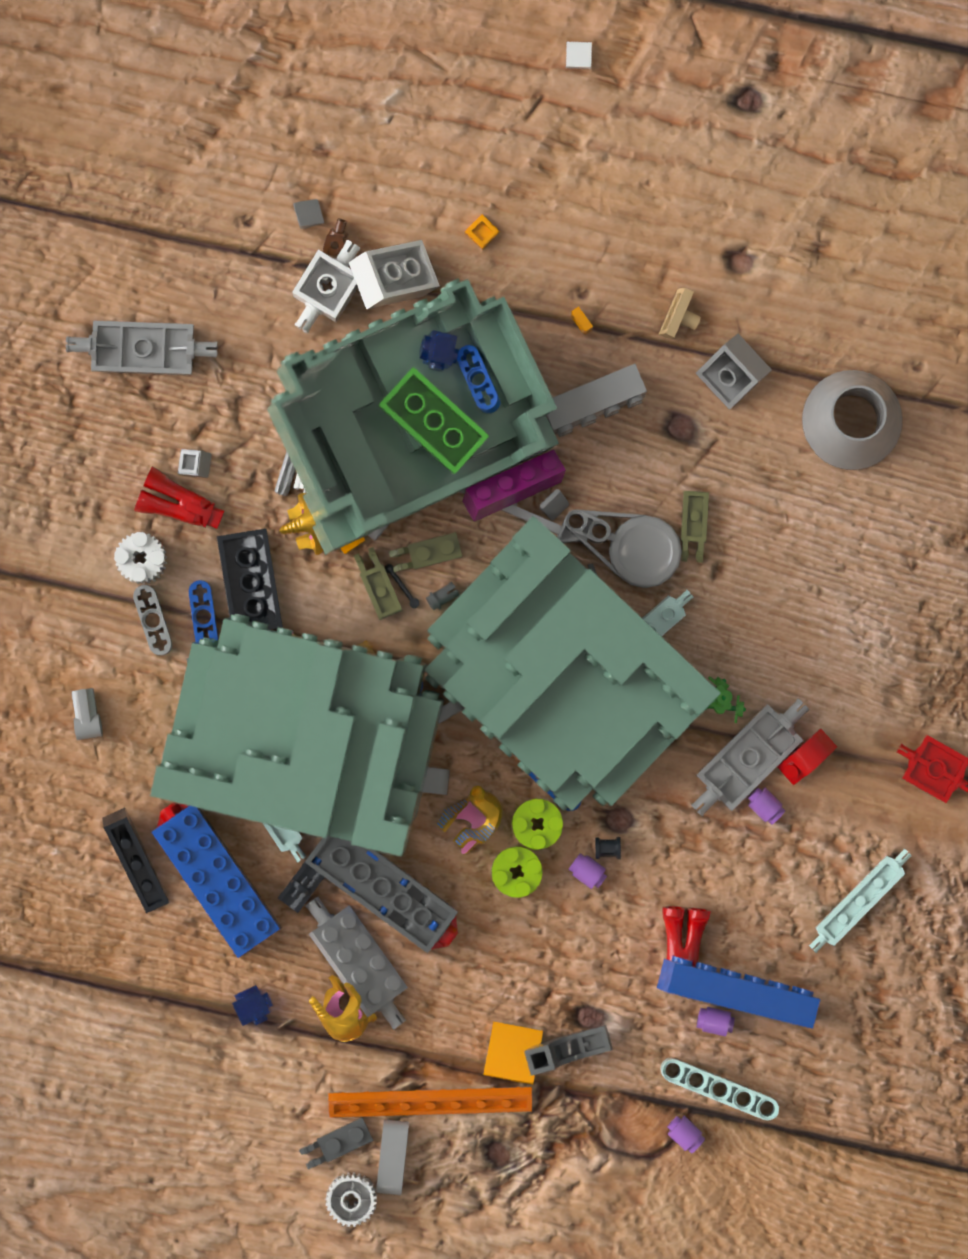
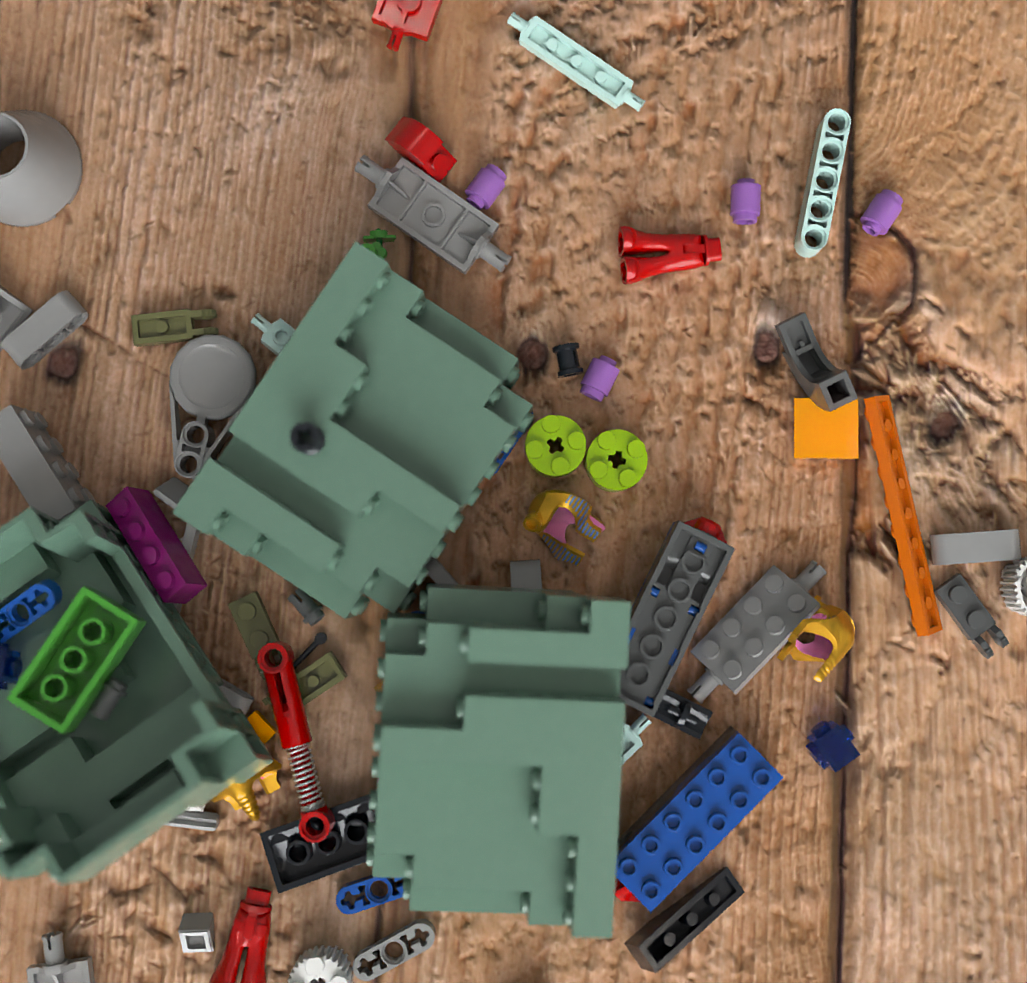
camera: 90 degrees left, 0 degrees up
(339, 572) = (295, 737): none -> red piece
(398, 437) = (109, 698): none -> dark grey pin
(570, 639) = (298, 442): none -> black bush
(709, 419) = (44, 329): none -> light grey beam
(738, 993) = (711, 174): blue brick -> none

